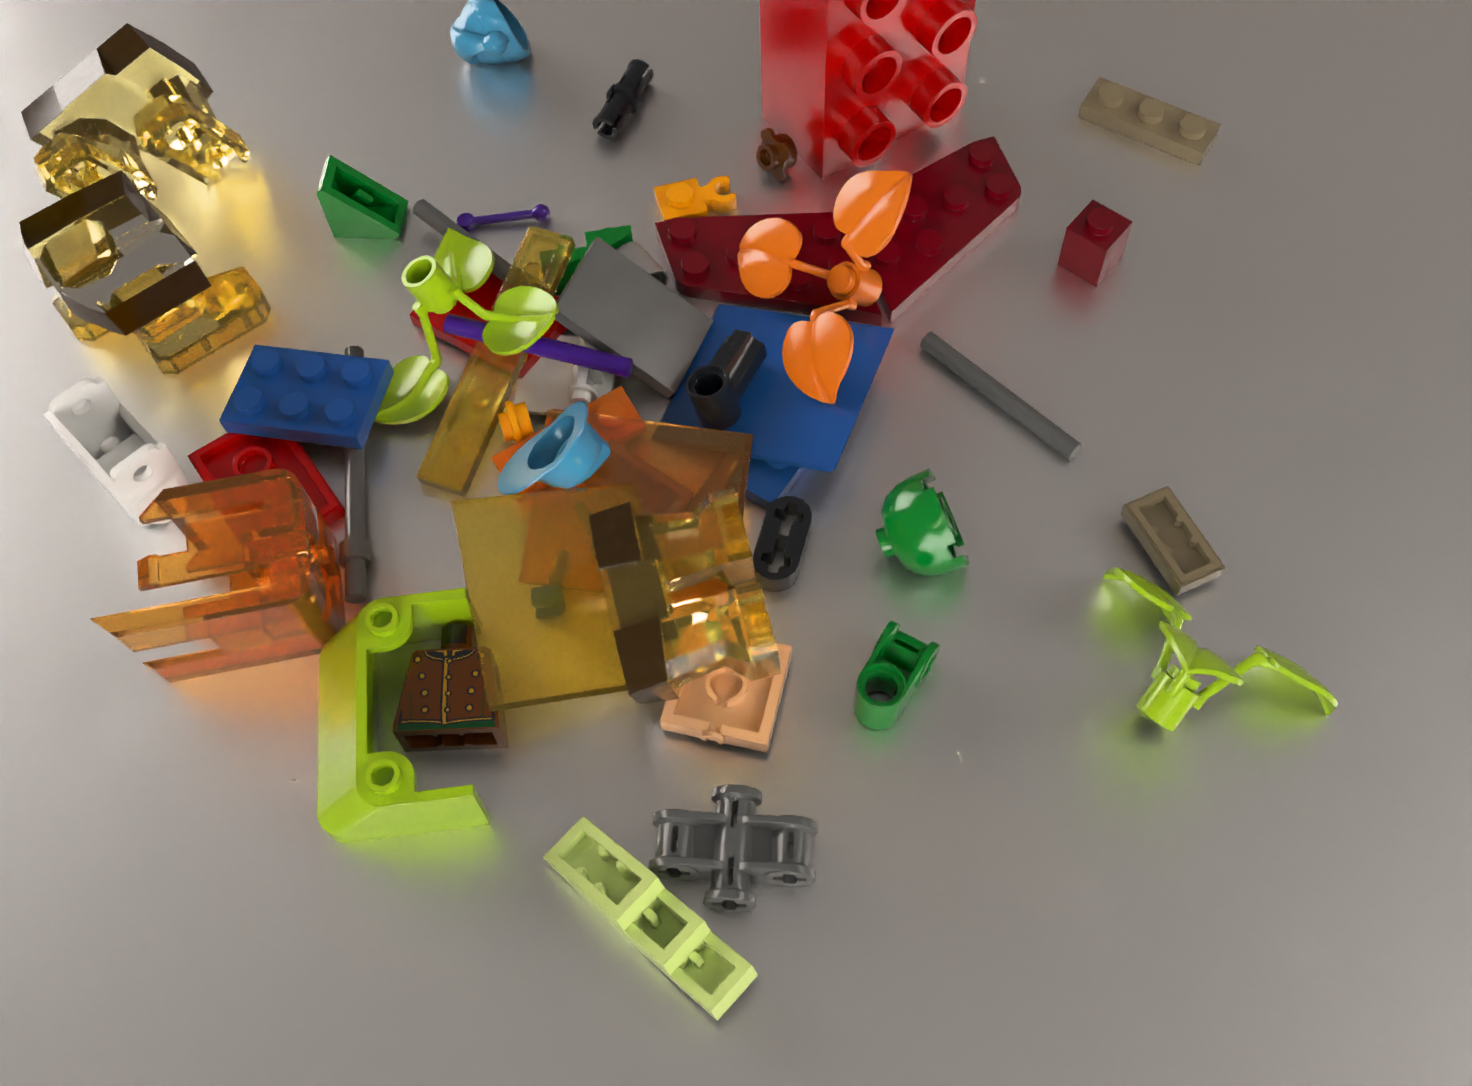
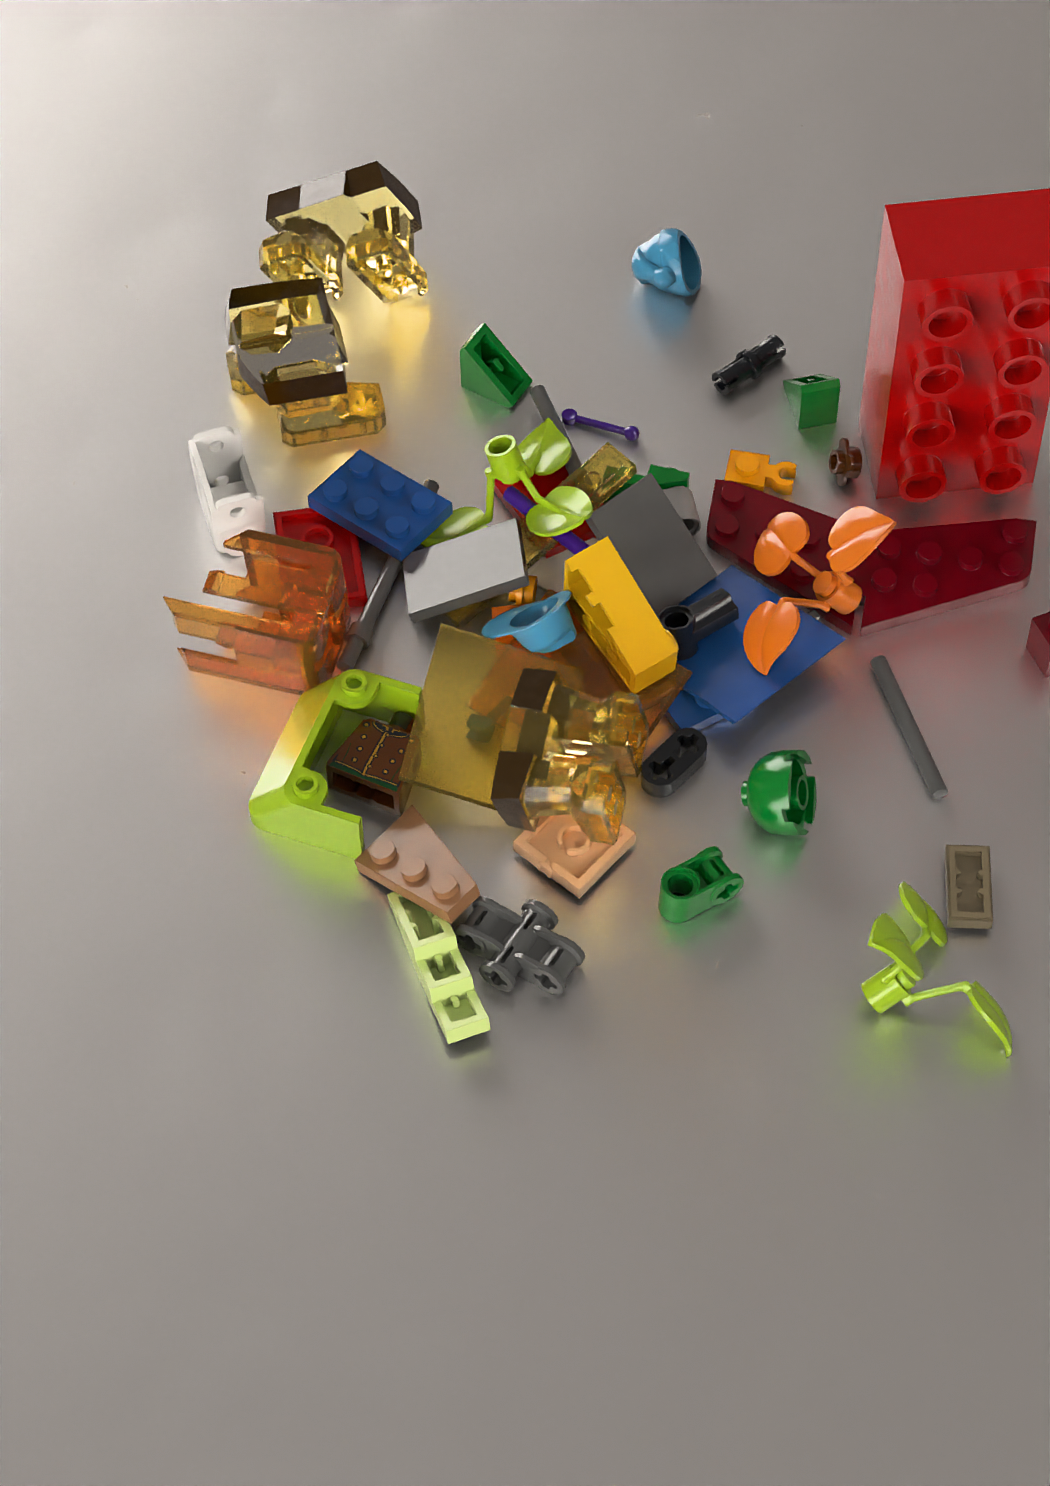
camera: 25 degrees right, 5 degrees down
(441, 429) = (465, 570): none -> tile
(567, 806) = (419, 867): none -> medium nougat wing
(648, 405) = (618, 616): none -> yellow wedge
(708, 105) = (813, 399): none -> green slope

